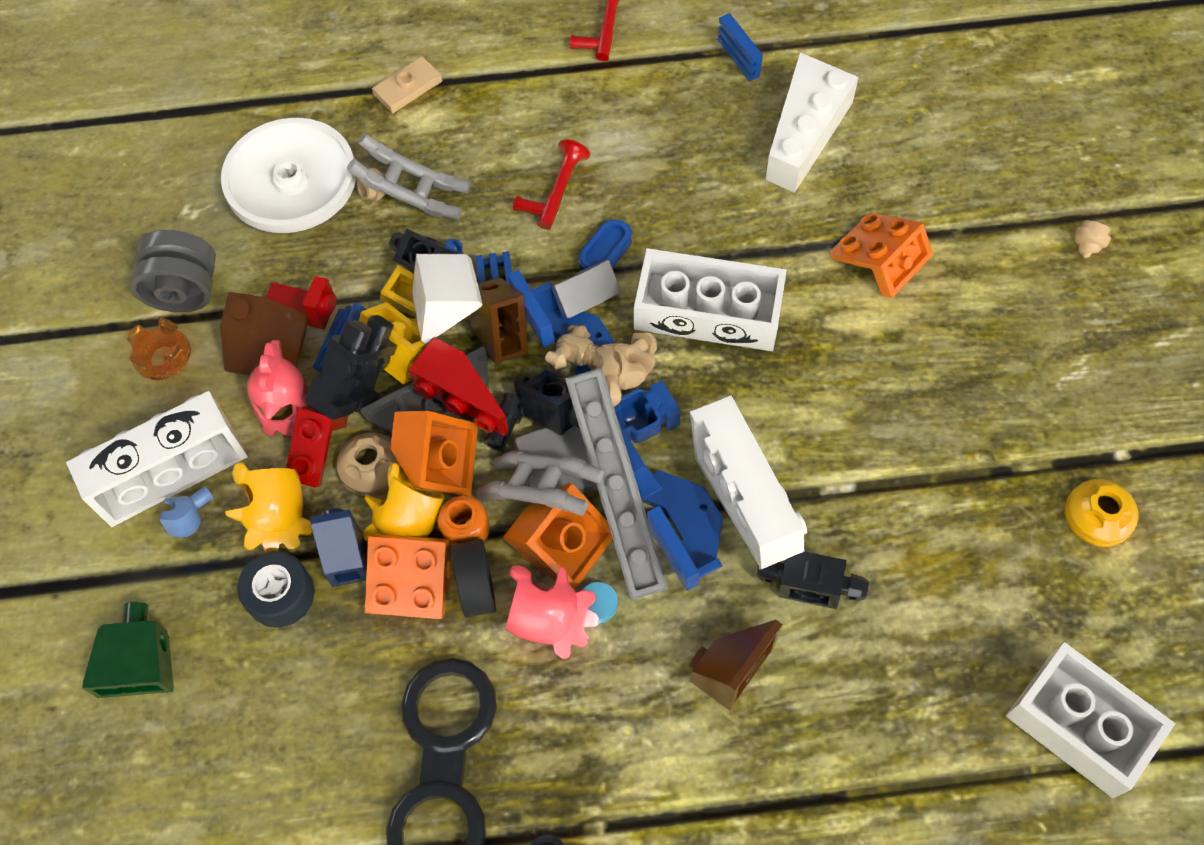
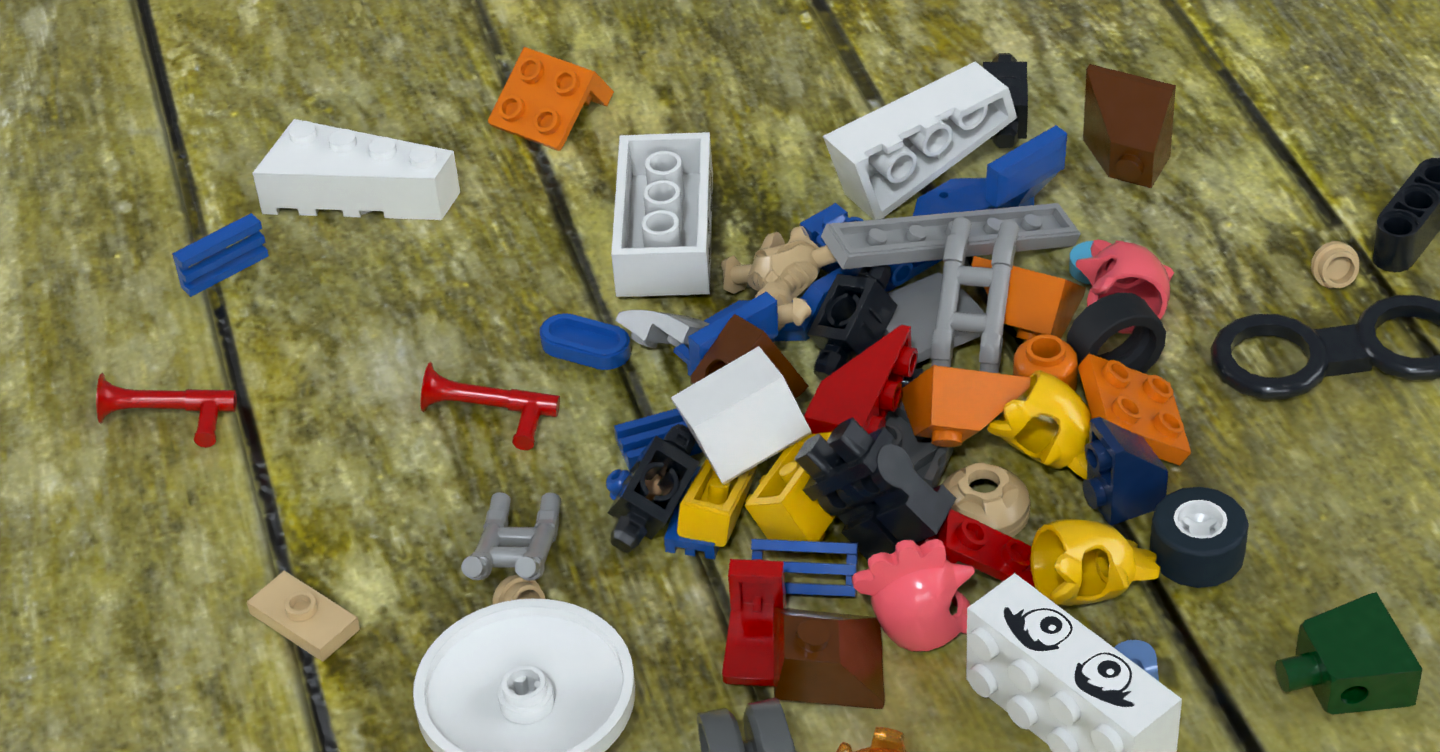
camera: 100 degrees left, 20 degrees down
(537, 794) = (1335, 265): none -> tan plate

